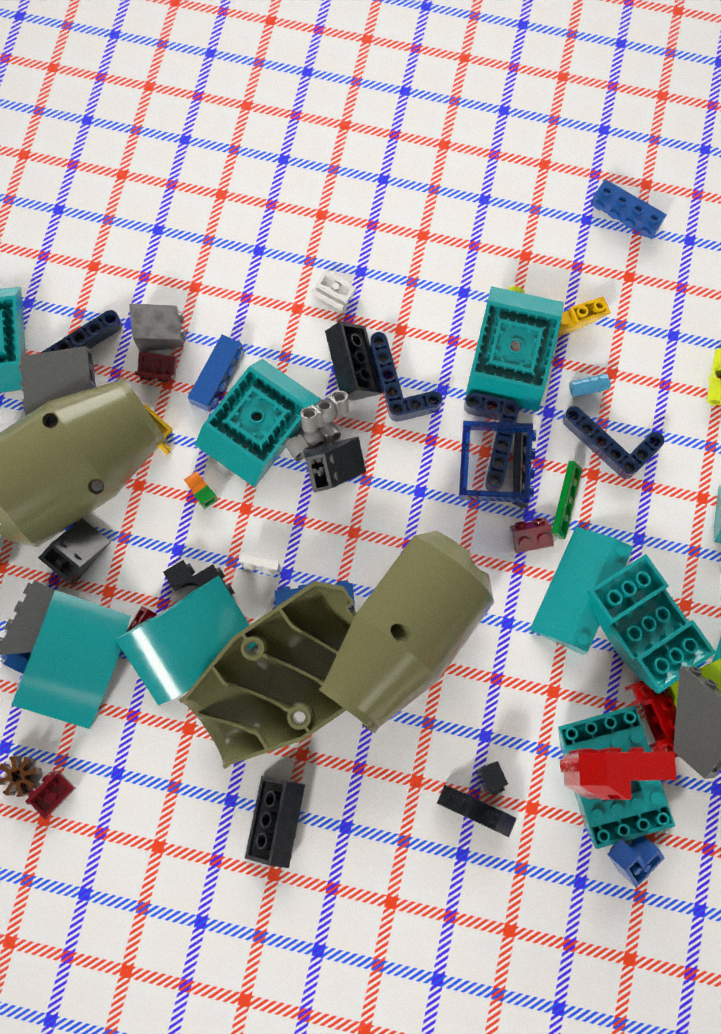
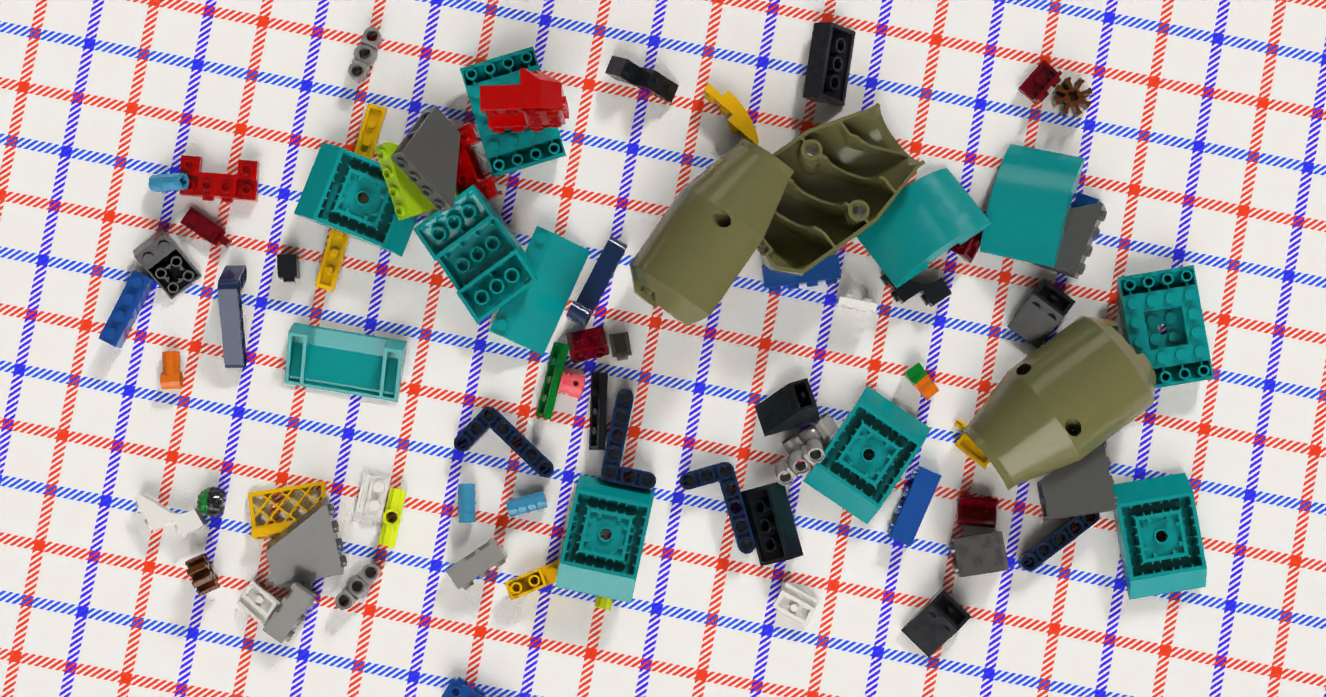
camera: 175 degrees right, 10 degrees up
(201, 270) = (935, 622): none -> black slope
(372, 762) = (739, 118): none -> yellow slope
(492, 778) = (628, 107): black brick -> none
(497, 496) = (592, 402): clear blue window -> none
(499, 531) = (620, 346): none -> clear smoke brick
(525, 591) = (583, 308): none -> dark blue beam
(552, 494) = (572, 385): none -> coral piece
(635, 332) = (477, 564): none -> light grey wedge
(636, 860) = (496, 37): blue brick -> none
(647, 387) = (466, 503): none -> dark azure axle

